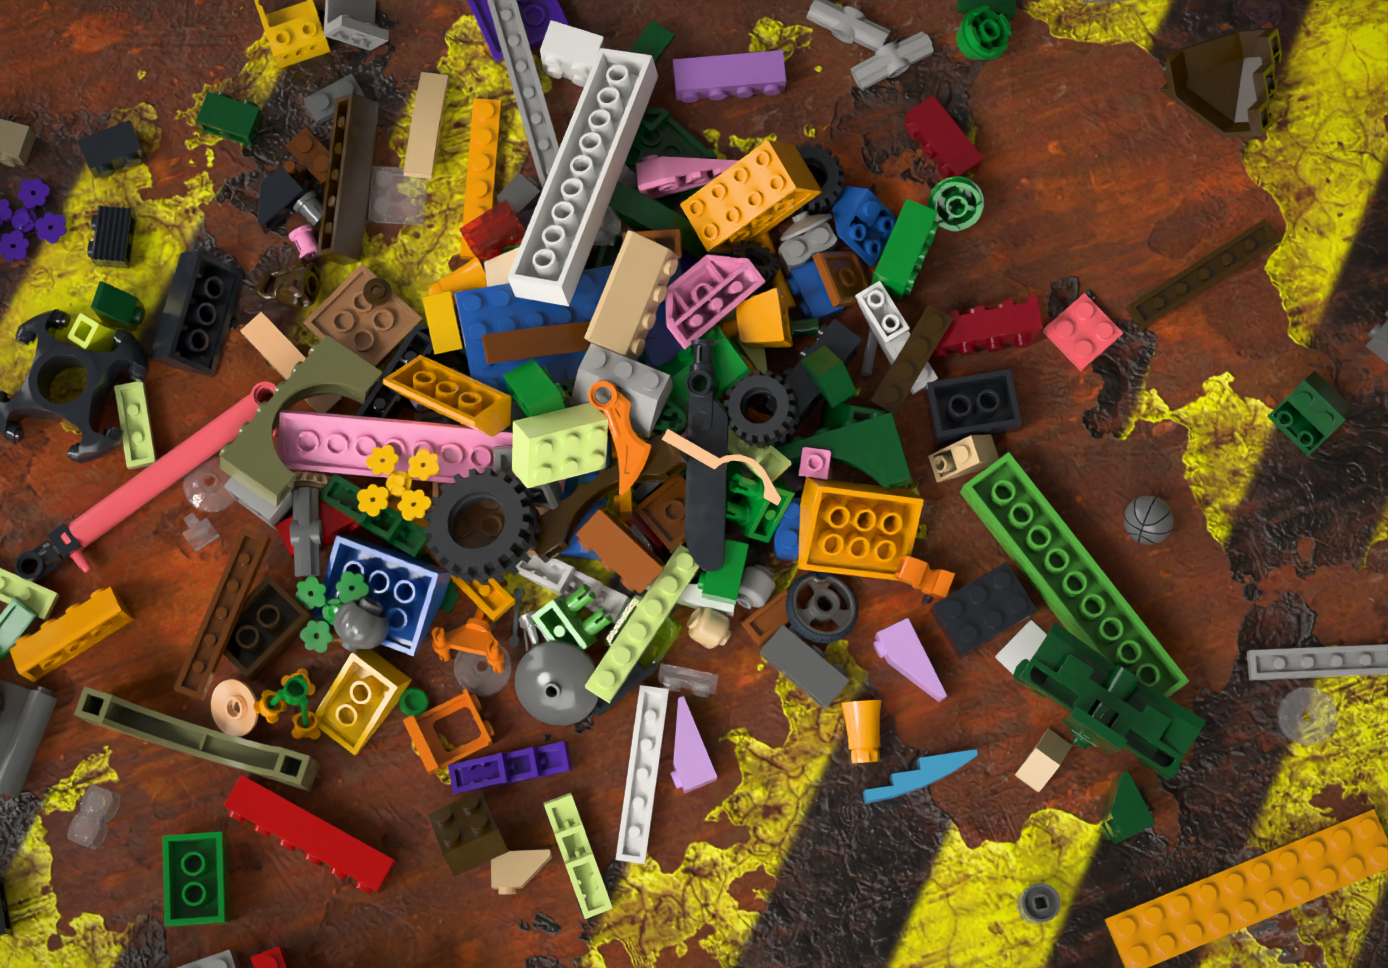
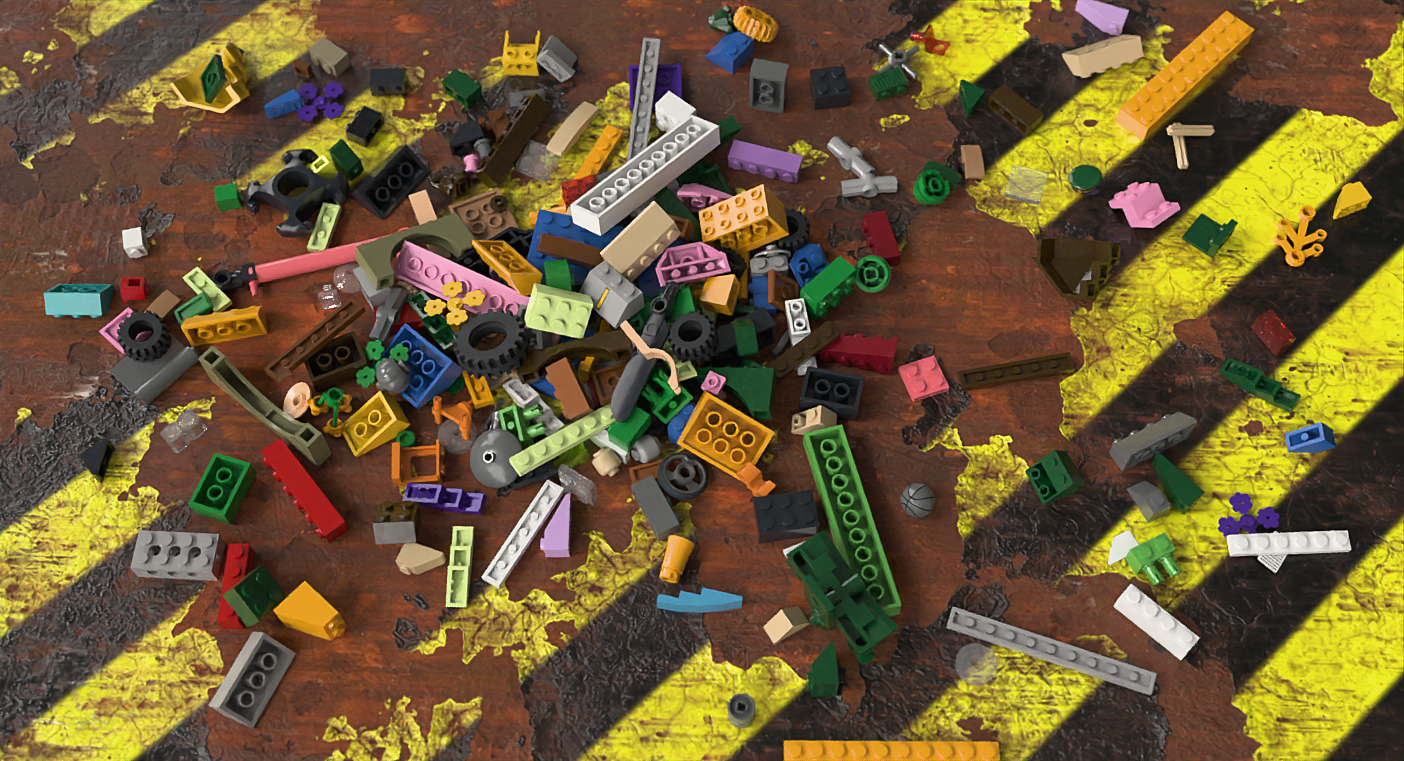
camera: 25 degrees right, 15 degrees down
(442, 322) = (525, 228): yellow slope -> none
(630, 449) = (600, 328): orange piece -> none
(905, 654) = (724, 526): lavender slope -> none

